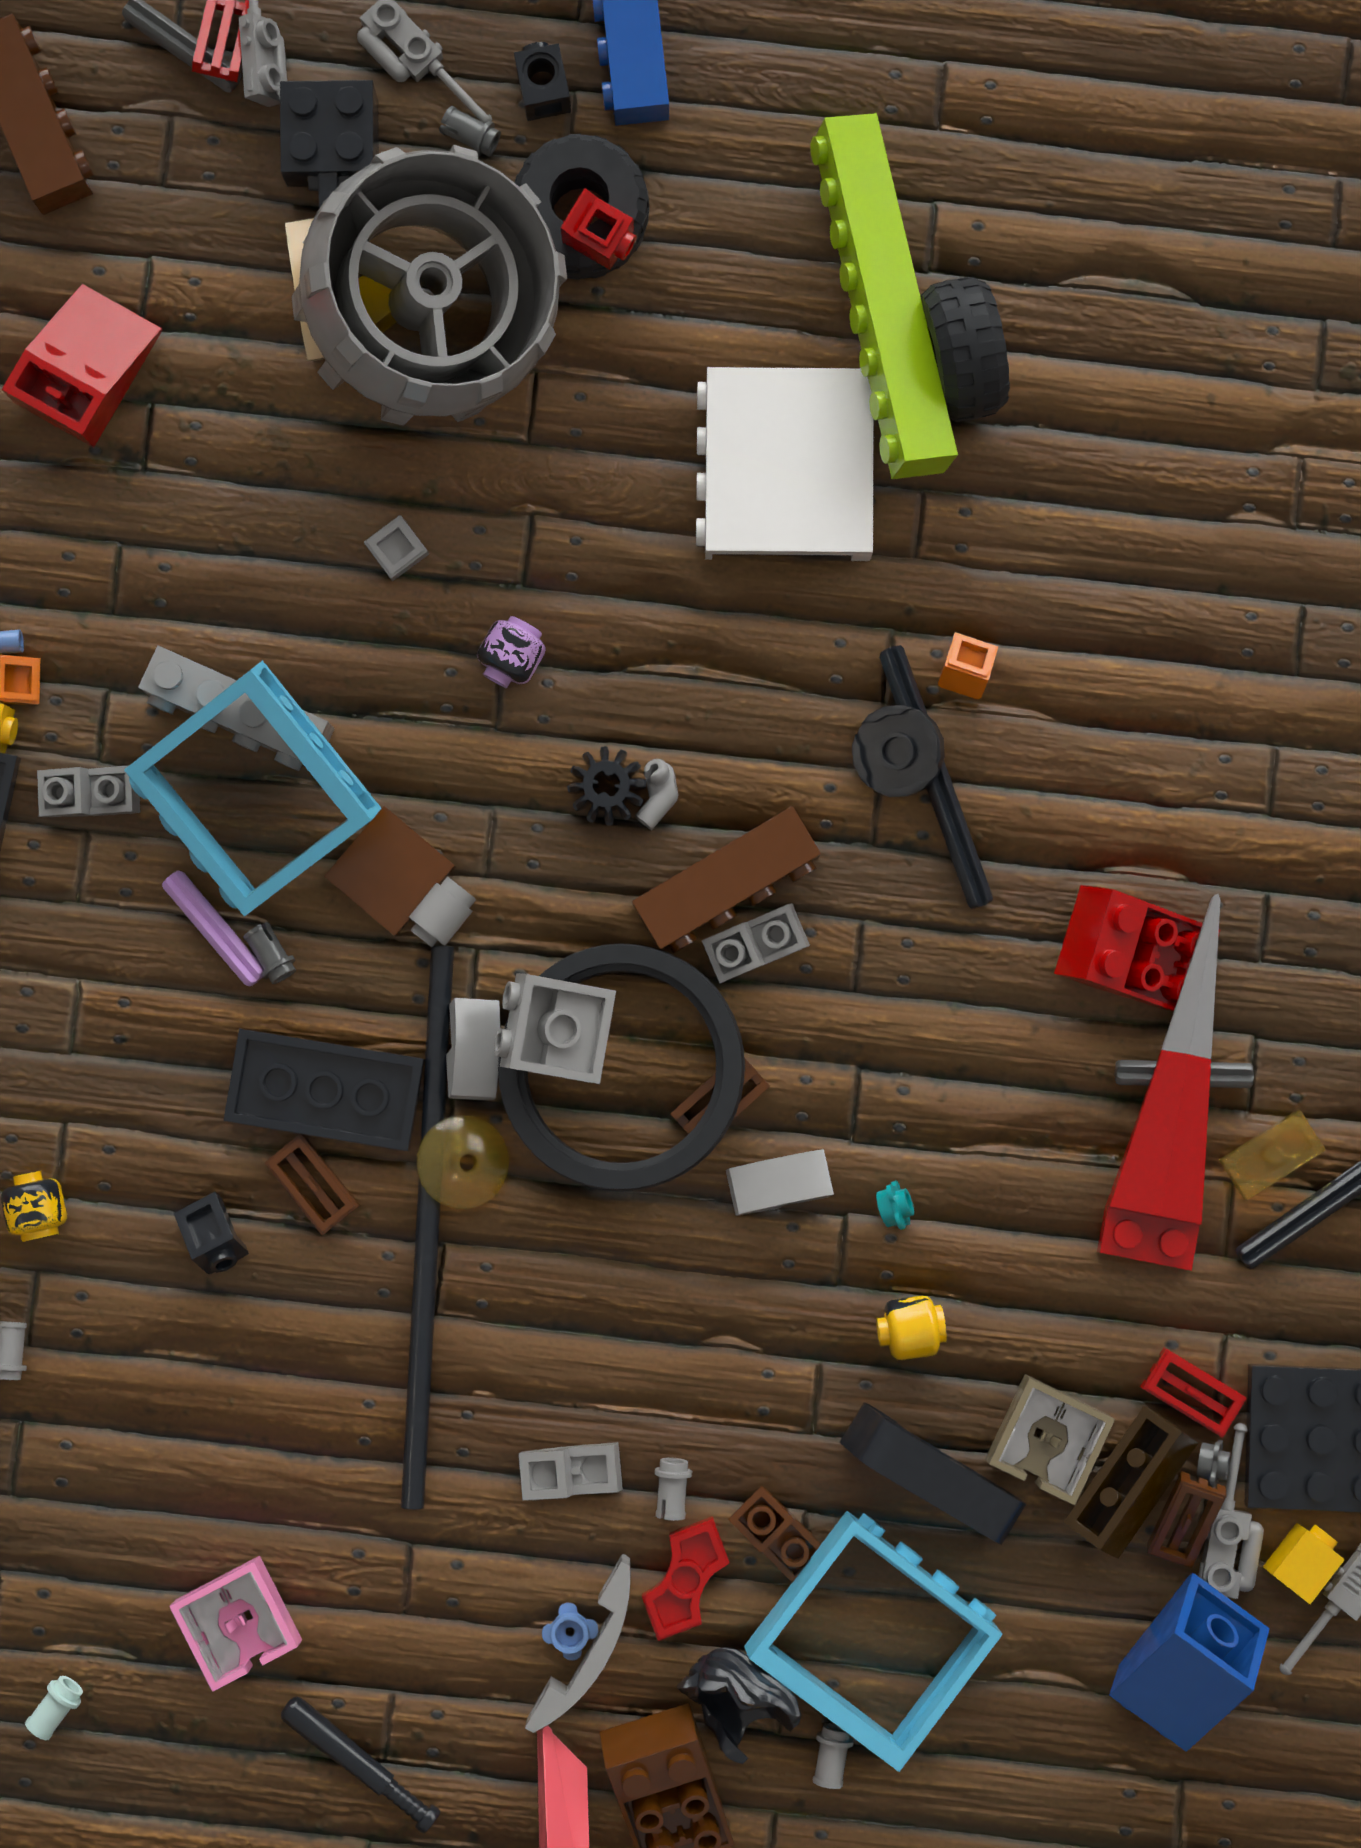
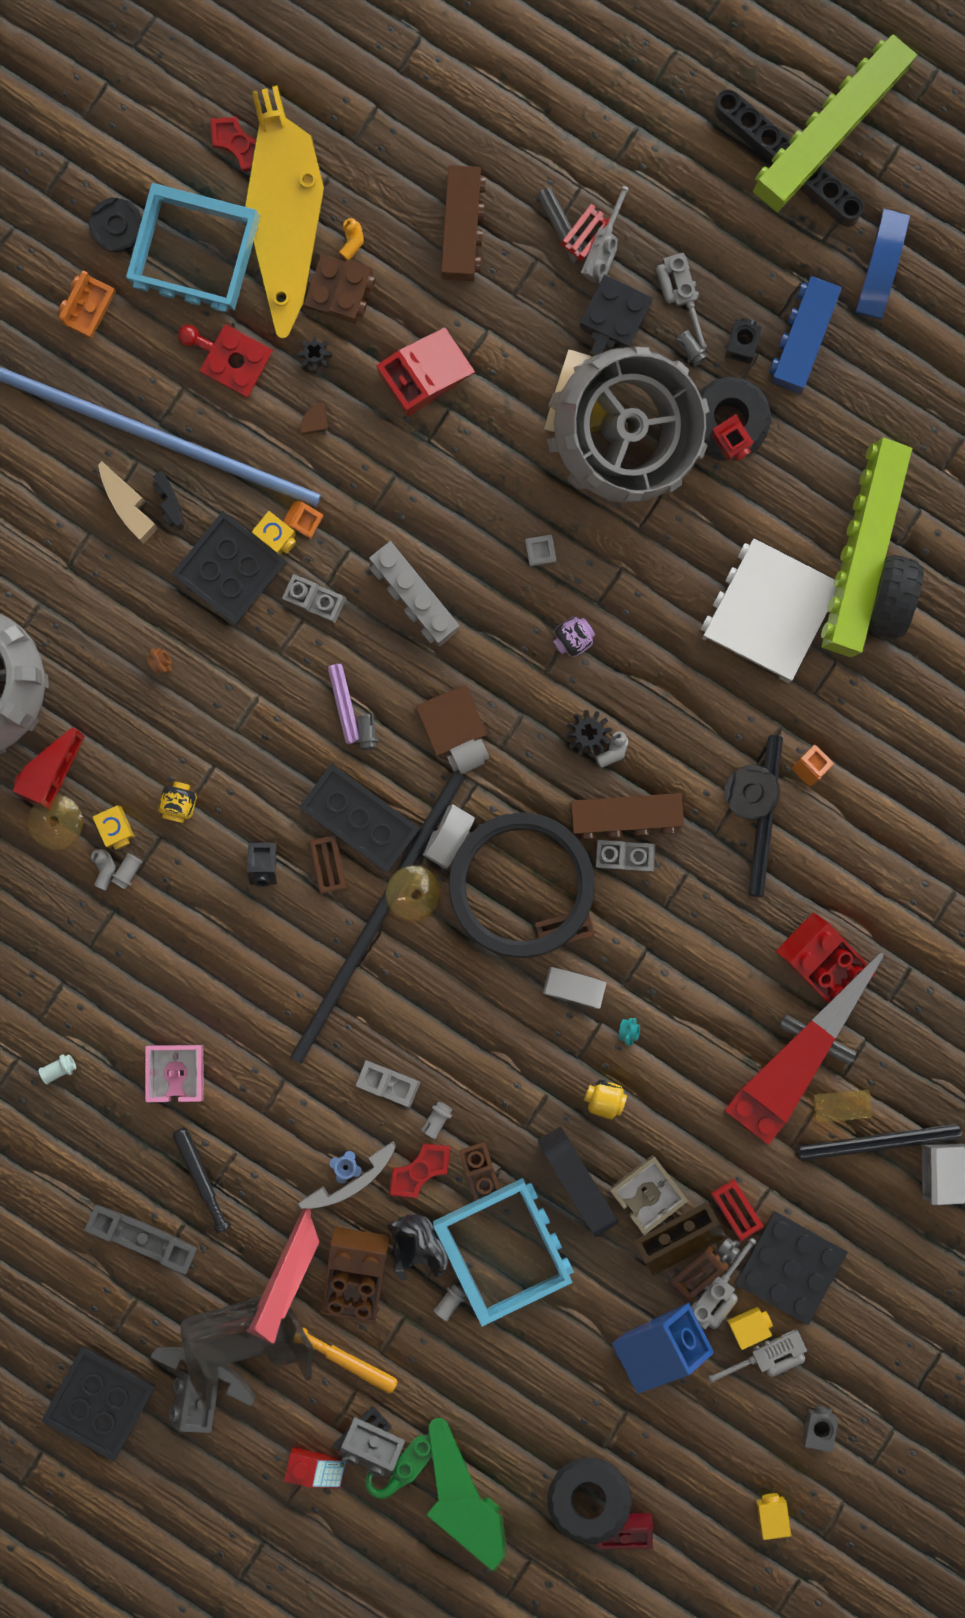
camera: 30 degrees right, 0 degrees up
(306, 744) = (443, 633): medium azure window -> none
(555, 1028) = (498, 846): light grey plate -> none

